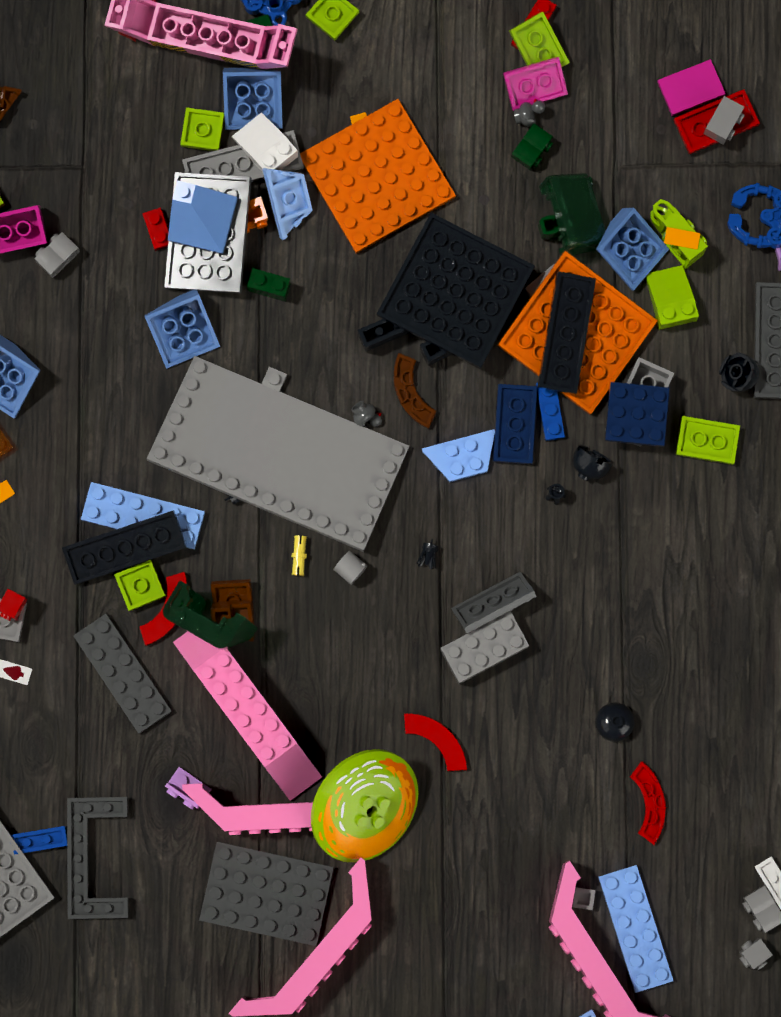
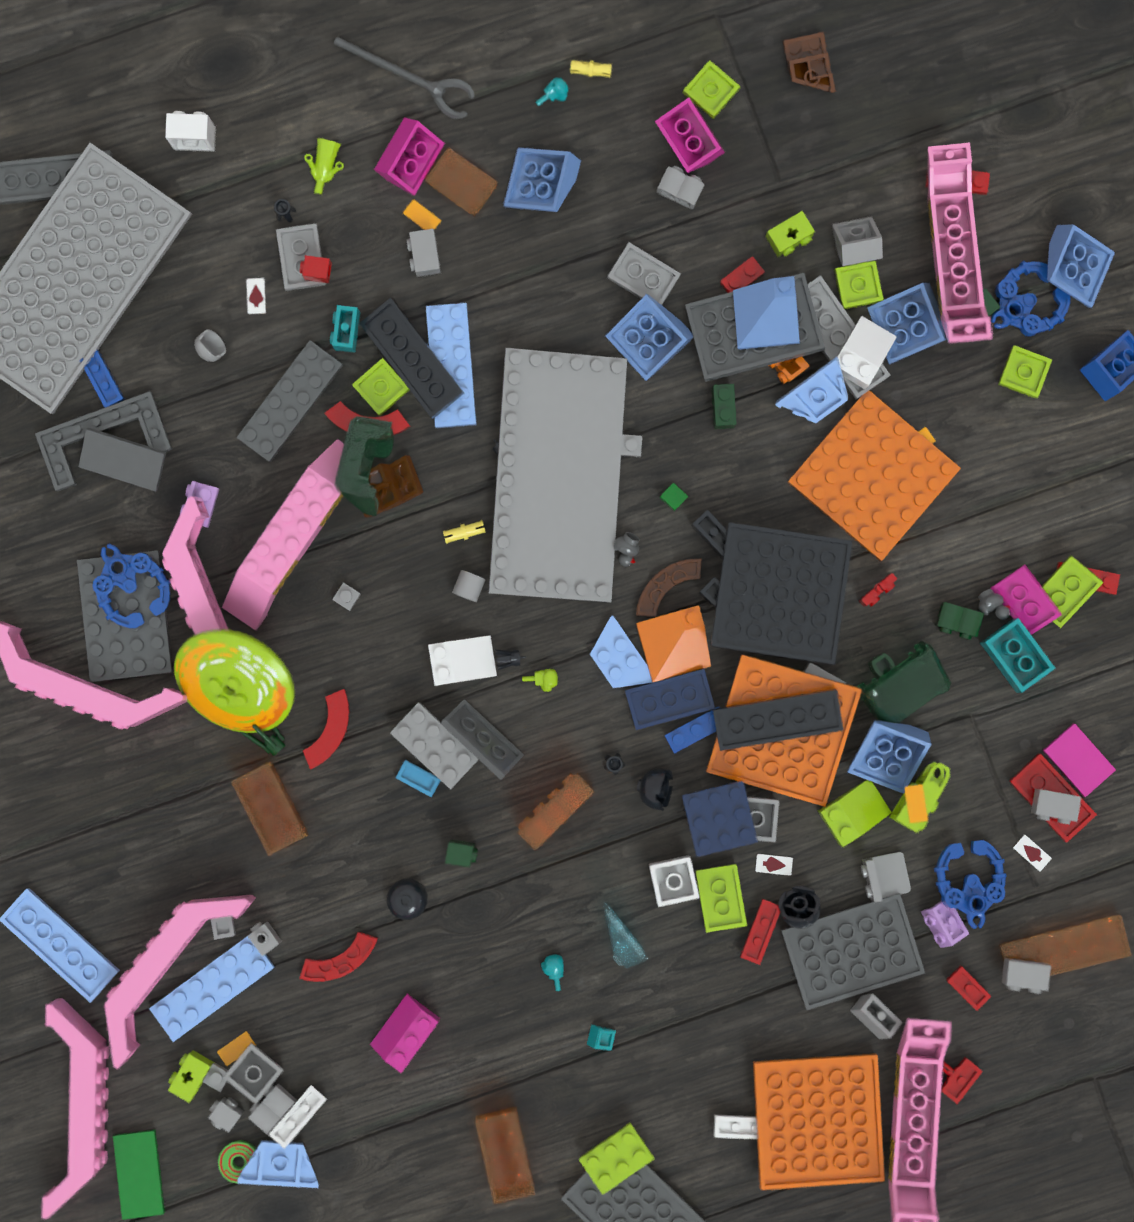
camera: 75 degrees right, 5 degrees up
(31, 503) = (424, 252): none -> light grey brick
(45, 728) = (209, 346): none -> light grey hair
(75, 597) = (345, 329): none -> teal brick
(121, 845) = (122, 459): none -> dark grey tile
(123, 314) = (643, 274): none -> light grey plate
(135, 184) = (795, 225): none -> lime brick
(163, 116) = (857, 241): none -> light grey slope
(235, 877) = (127, 581): none -> blue piece
(320, 682) = (346, 596): none -> light grey plate
(334, 358) = (673, 497): none -> green slope
(415, 597) = (462, 660): none -> white slope
(432, 795) = (272, 744): none -> dark green plant
(458, 528) = (545, 678): none -> lime piece
(466, 402) = (674, 643): none -> orange slope
(479, 202) = (884, 585): none -> red plate
(490, 817) = (269, 808): none -> clear orange brick
(508, 674) = (418, 778): none -> dark azure tile
(580, 558) = (555, 811): none -> clear orange brick
(581, 107) = (1017, 655): none -> teal brick
(590, 656) = (461, 853): none -> dark green brick
(613, 863) = (261, 944): none -> light grey brick
(678, 475) = (673, 880): none -> white brick
(693, 384) = (774, 864): none -> white sticker
(698, 925) = (235, 1048): none -> light orange sticker
(718, 539) = (624, 944): none -> clear light blue slope
(718, 951) = (215, 1077): none -> light grey plate
(720, 611) = (554, 968): none -> teal piece
(720, 980) = (185, 1087): none -> lime brick
(725, 913) = (253, 1073): none -> light grey brick
(735, 764) = (404, 1033): none -> dark pink slope
(736, 289) = (885, 876): none -> light grey bracket
(749, 415) = (760, 932): none -> red plate
(759, 156) = (1032, 853): none -> white sticker

